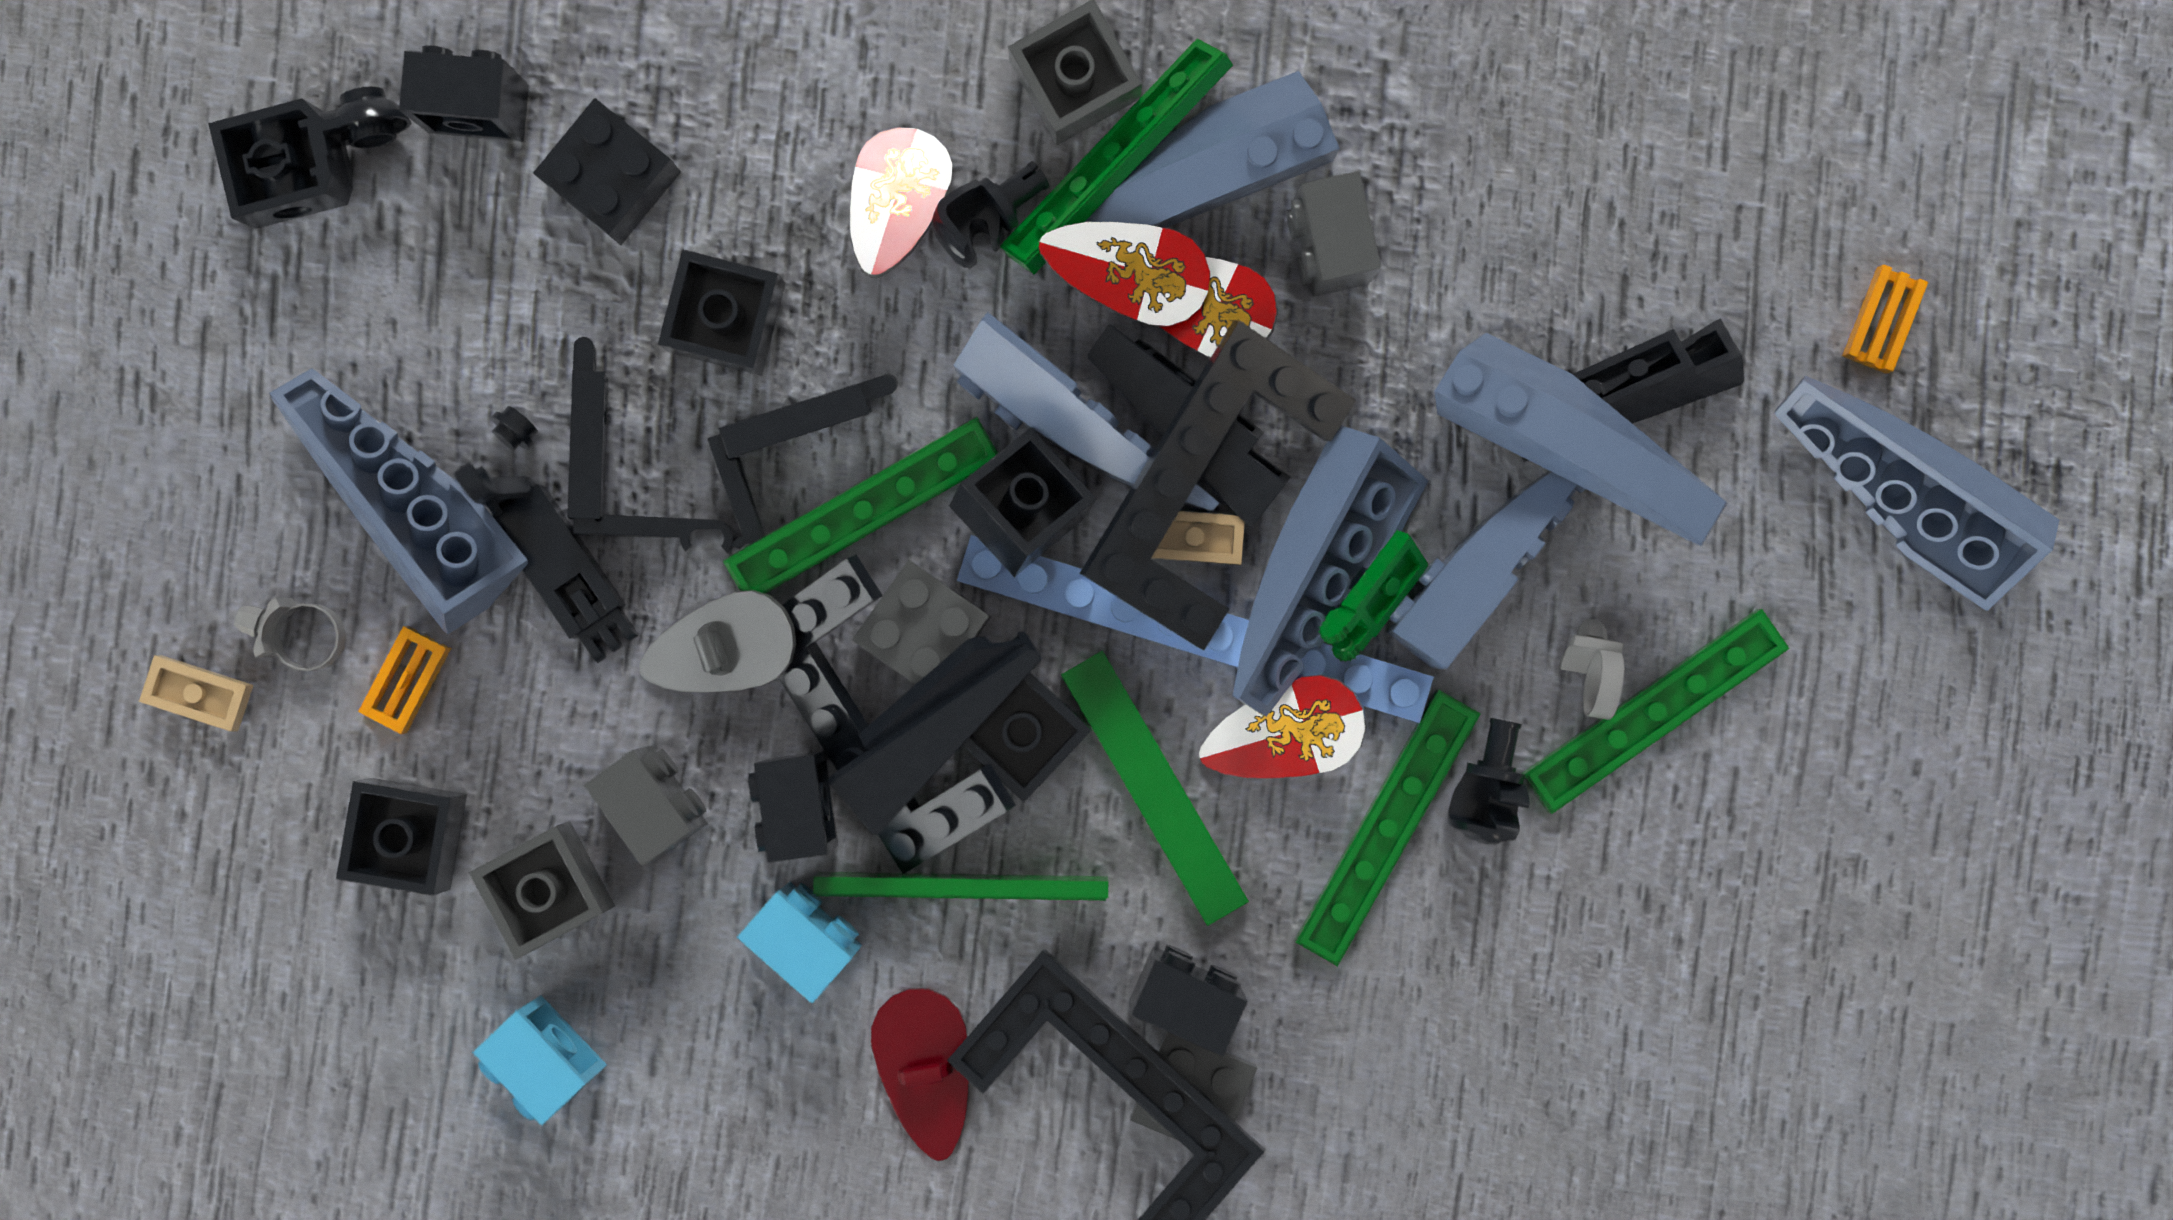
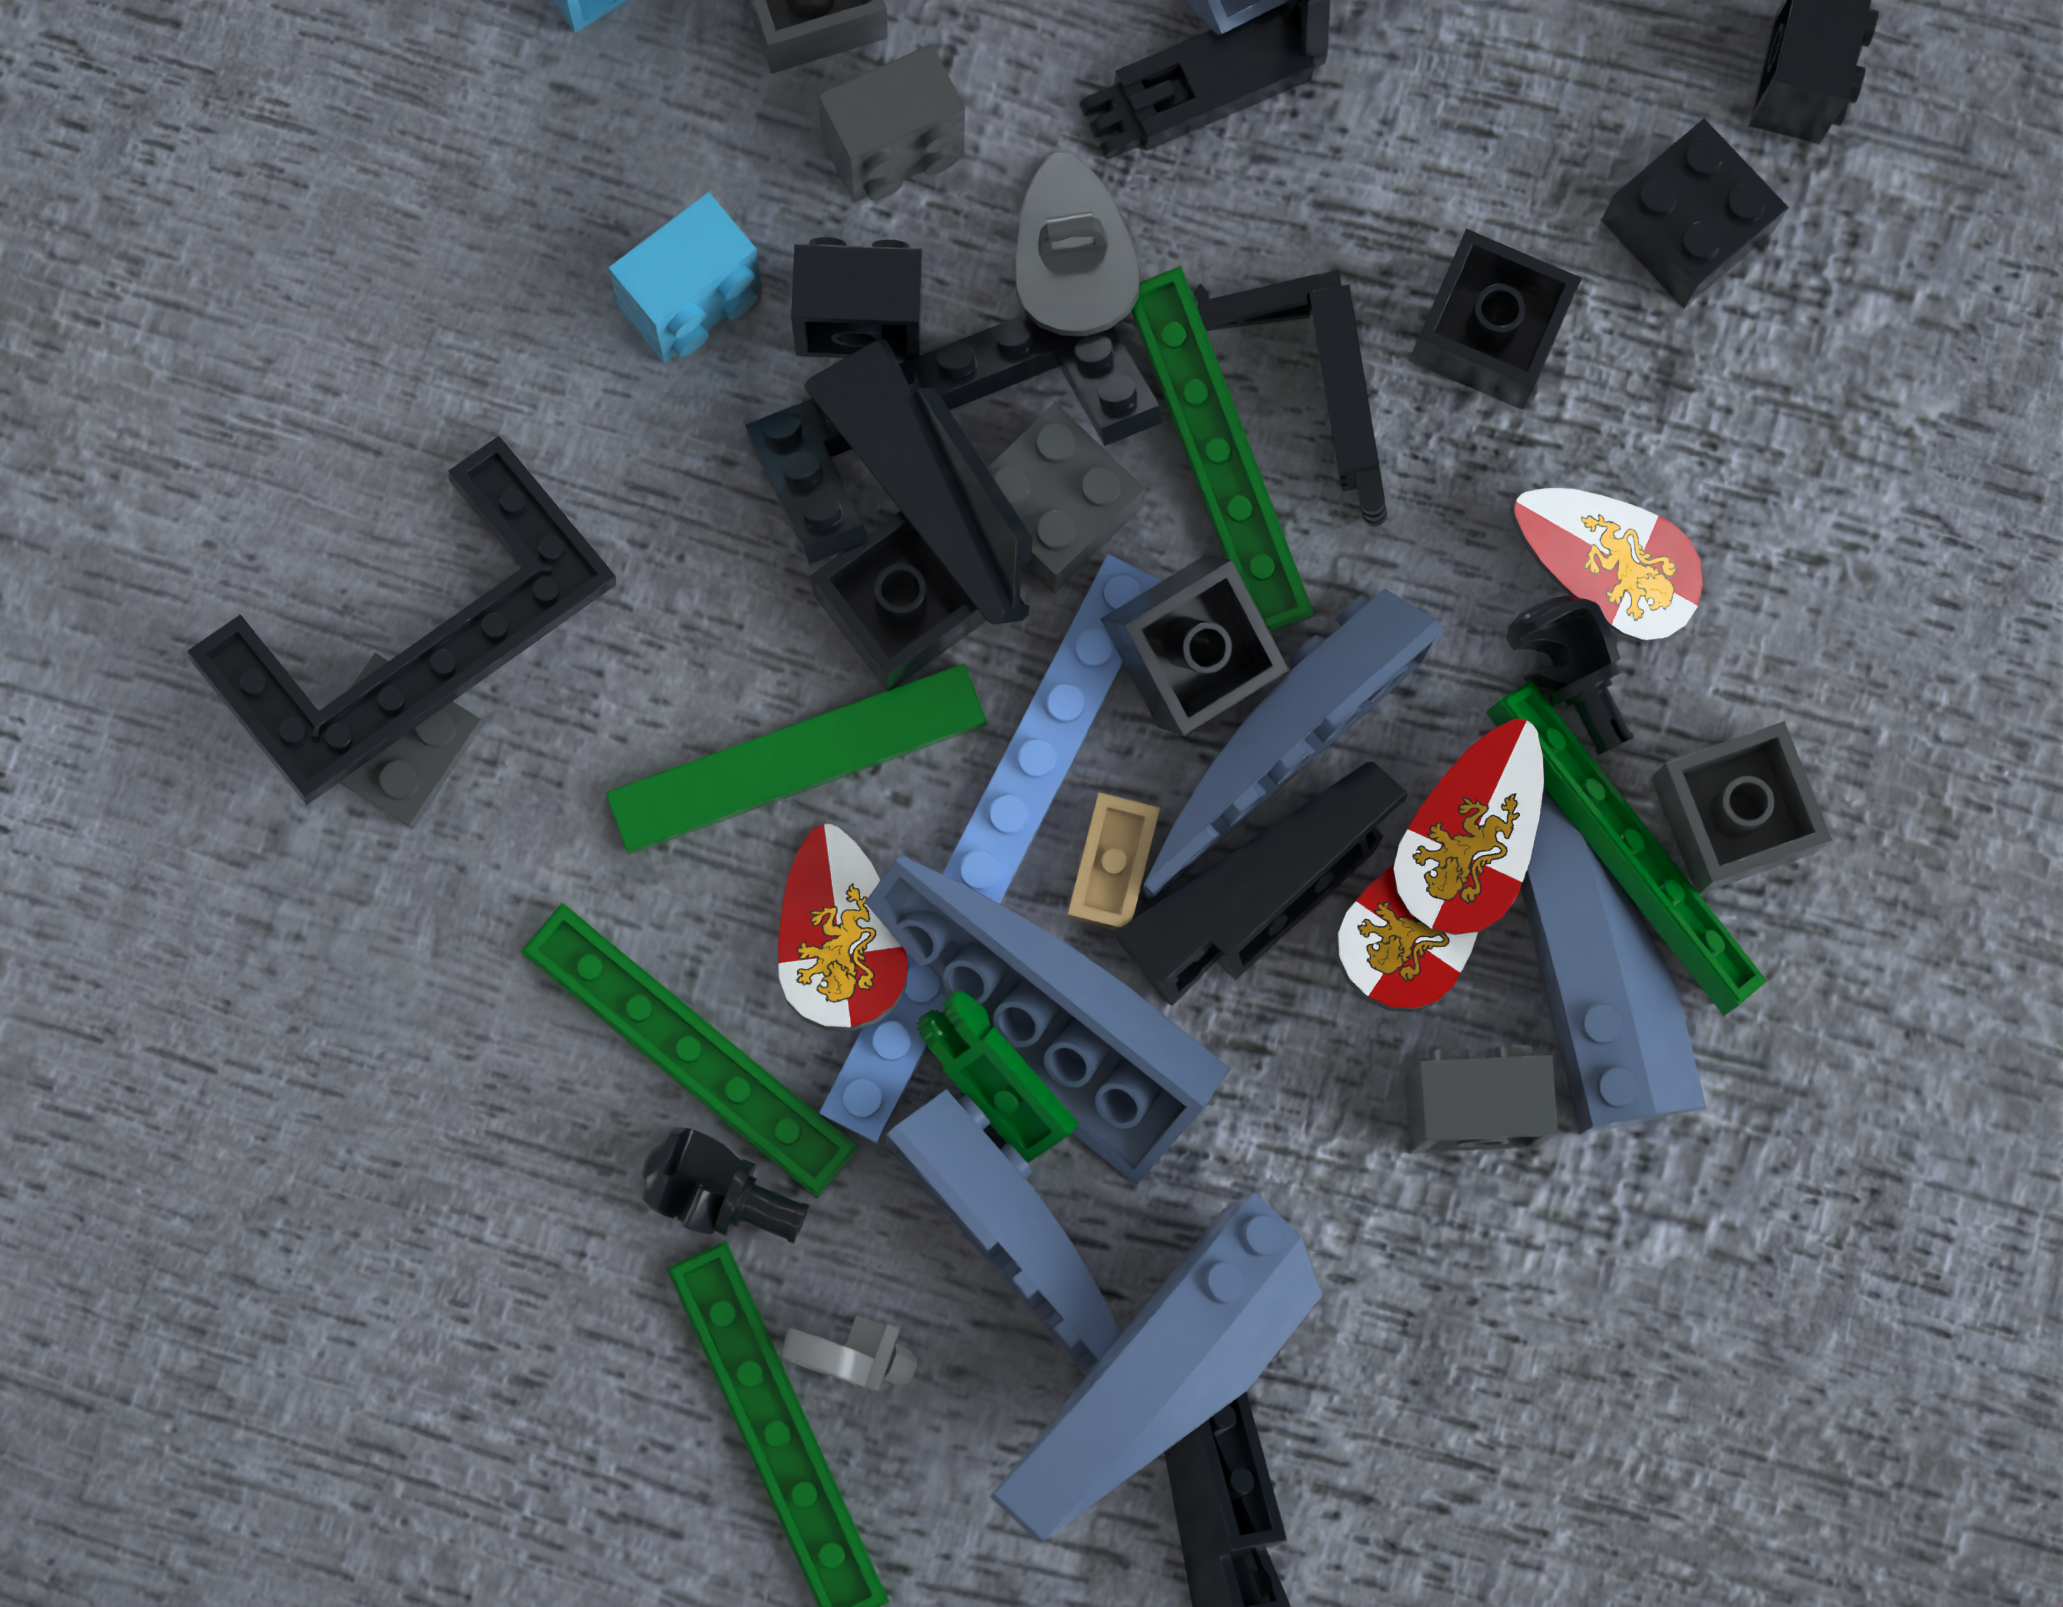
camera: 90 degrees right, 10 degrees down
(513, 428) = (1388, 50): black plate -> none
(588, 465) = (1334, 131): black hinge -> none
(911, 1049) = (526, 398): dark red shield -> none
(961, 886) = (716, 494): green tile -> none
(1188, 999) = (518, 742): black brick -> none
(1238, 367) = (1107, 753): black plate -> none

